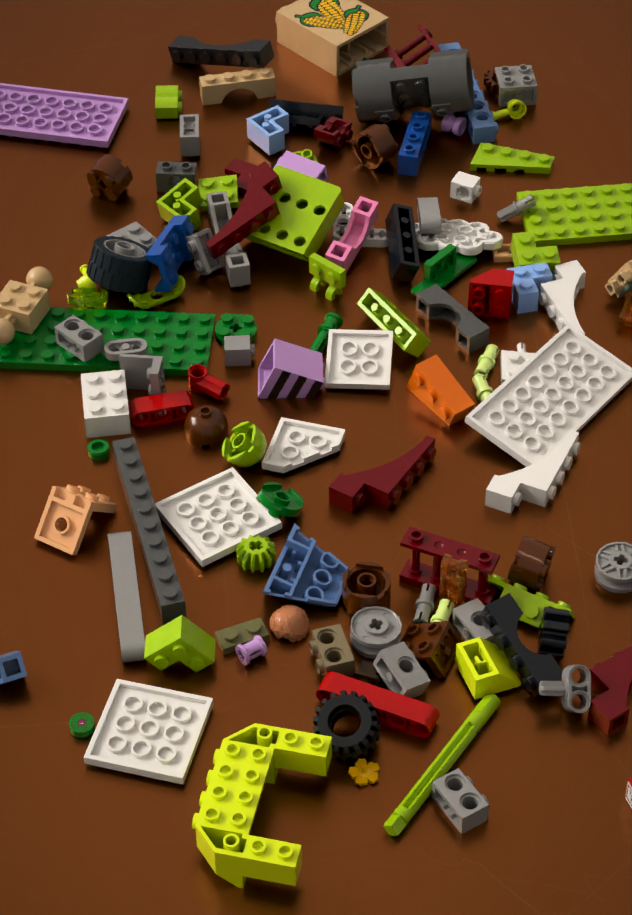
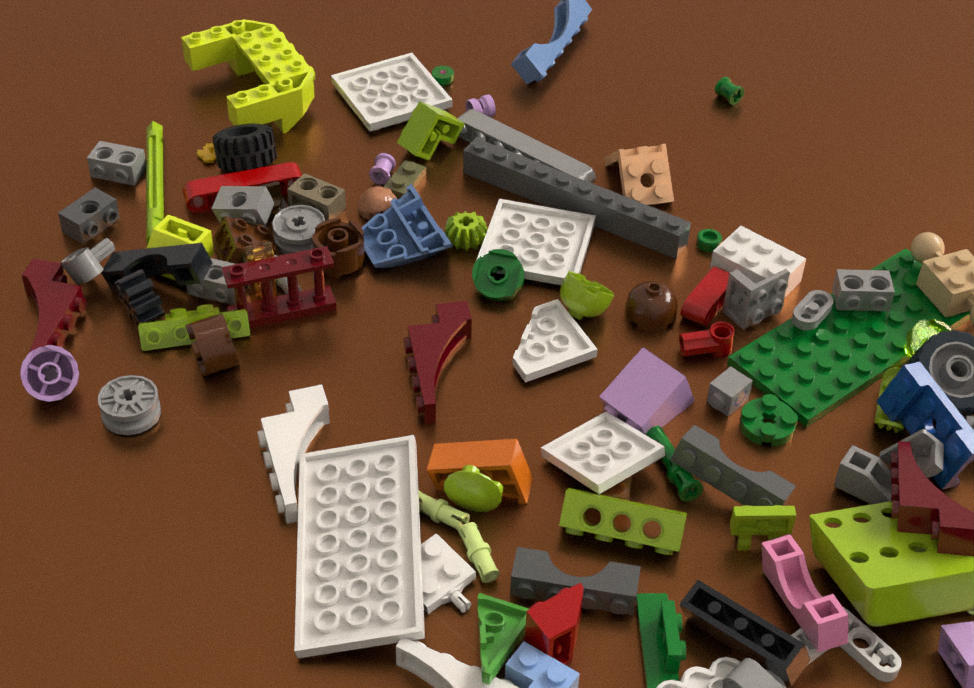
camera: 135 degrees right, 0 degrees up
(104, 657) = (483, 105): none -> lavender wheel
(313, 314) = (702, 456): none -> dark grey arch
(462, 374) = (473, 490): none -> lime dish
(517, 319) = (500, 631): none -> bright green wing
(527, 755) = (89, 215): none -> dark grey brick

